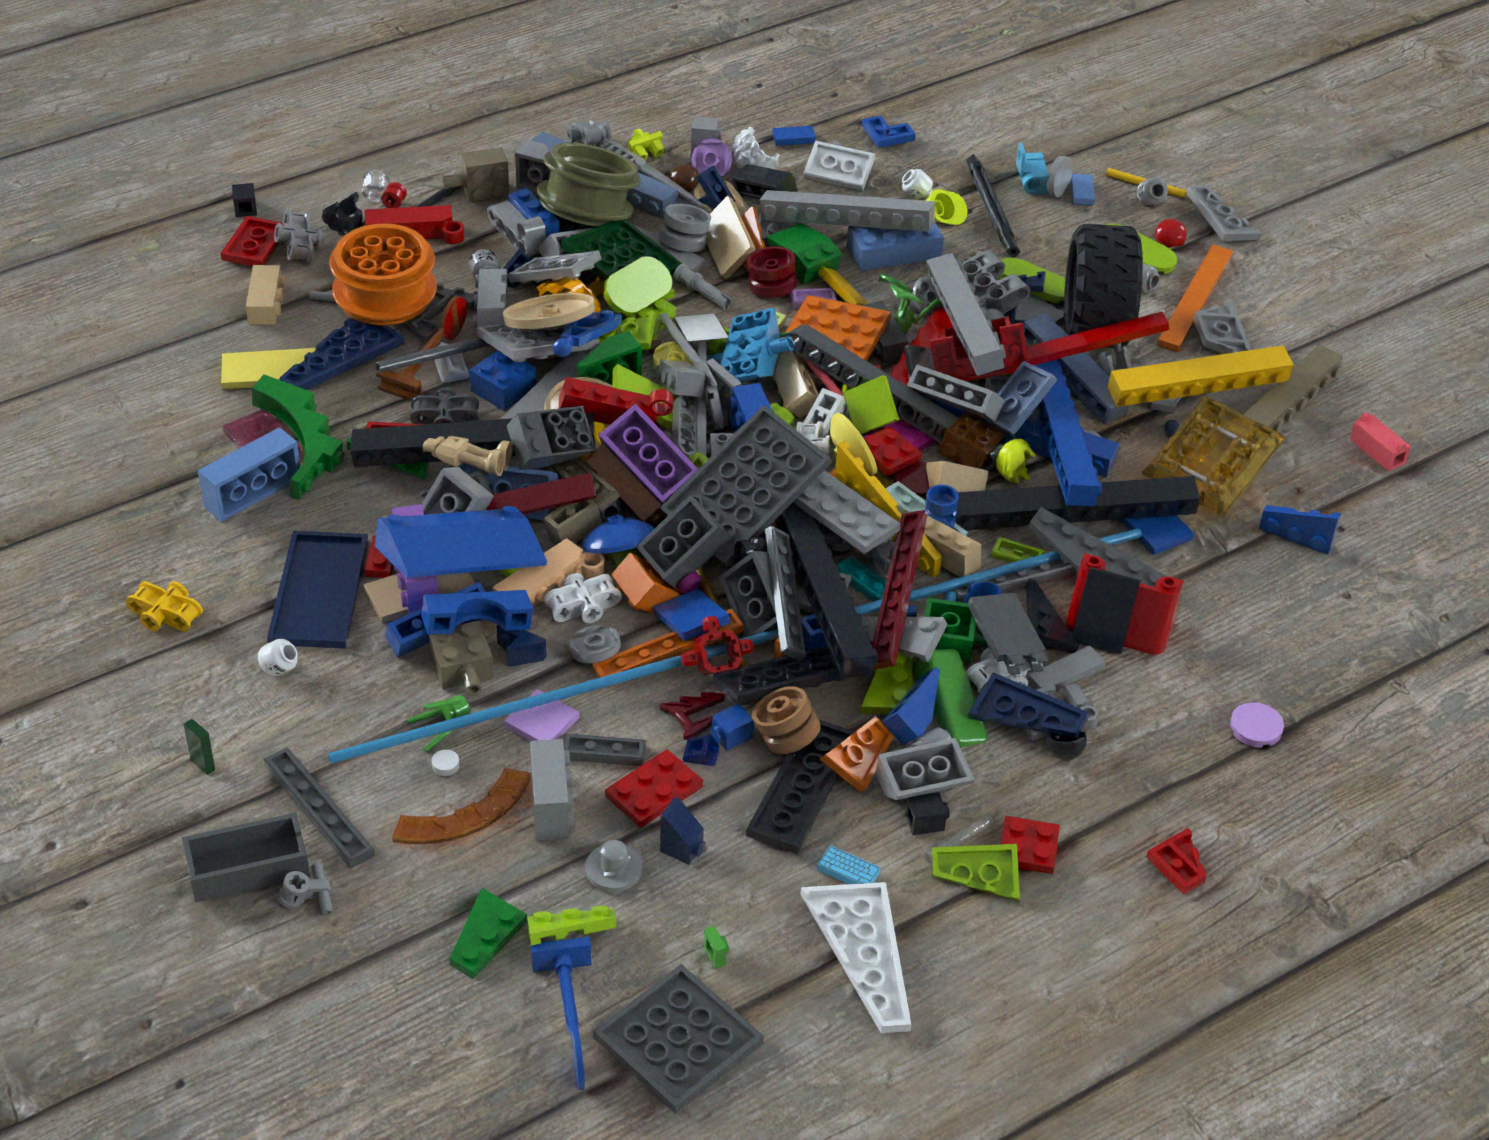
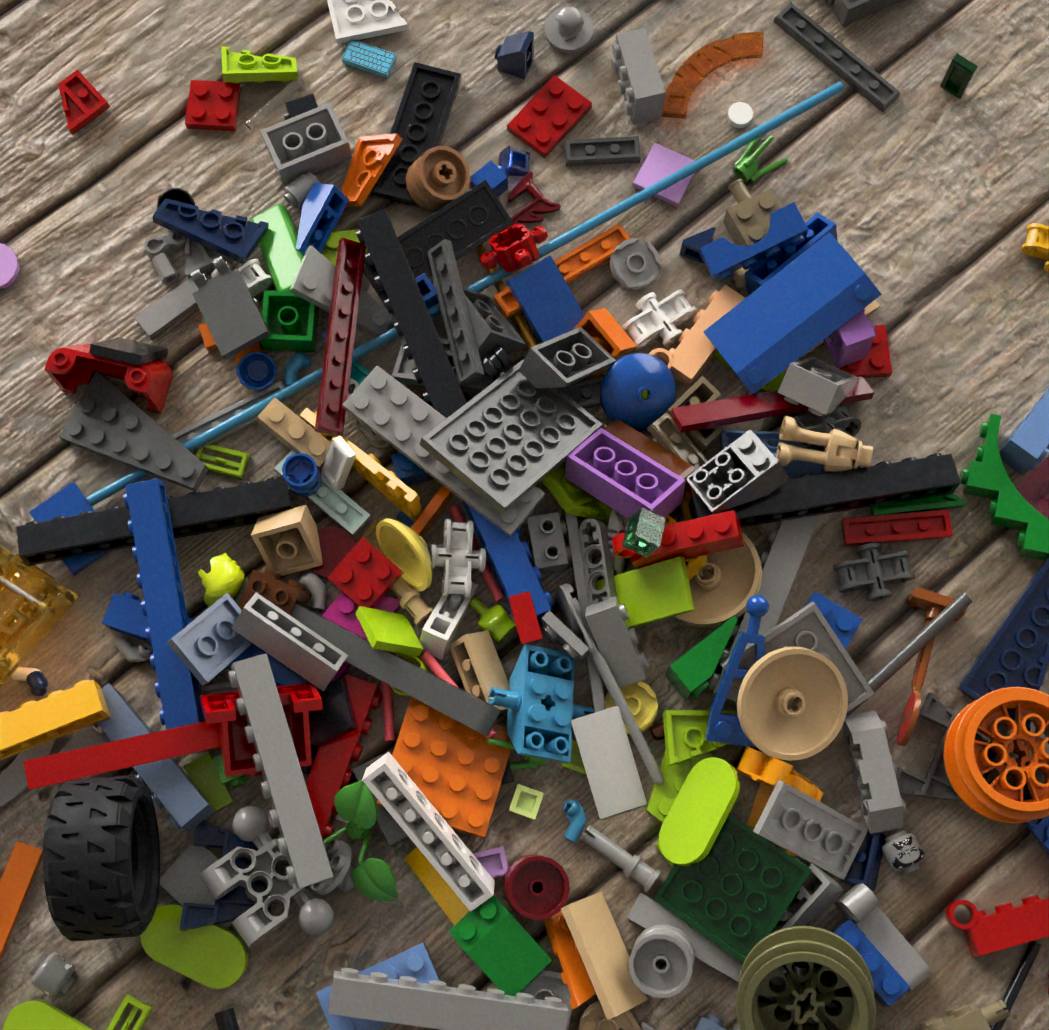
camera: 175 degrees right, 30 degrees up
(277, 657) = (928, 193): white head -> none
(318, 589) = (922, 301): dark blue tile -> none
(451, 367) = (880, 653): white slope -> none
(646, 389) = (644, 532): none -> clear green brick
(733, 308) = (576, 818): none -> dark azure arm
(755, 384) = (525, 617): none -> red sticker
(851, 284) = (429, 831): none -> white brick
(903, 502) = (338, 463): none -> white tile
(931, 453) = (317, 588): none -> light grey arm
(1046, 620) = (192, 357): black wing -> none

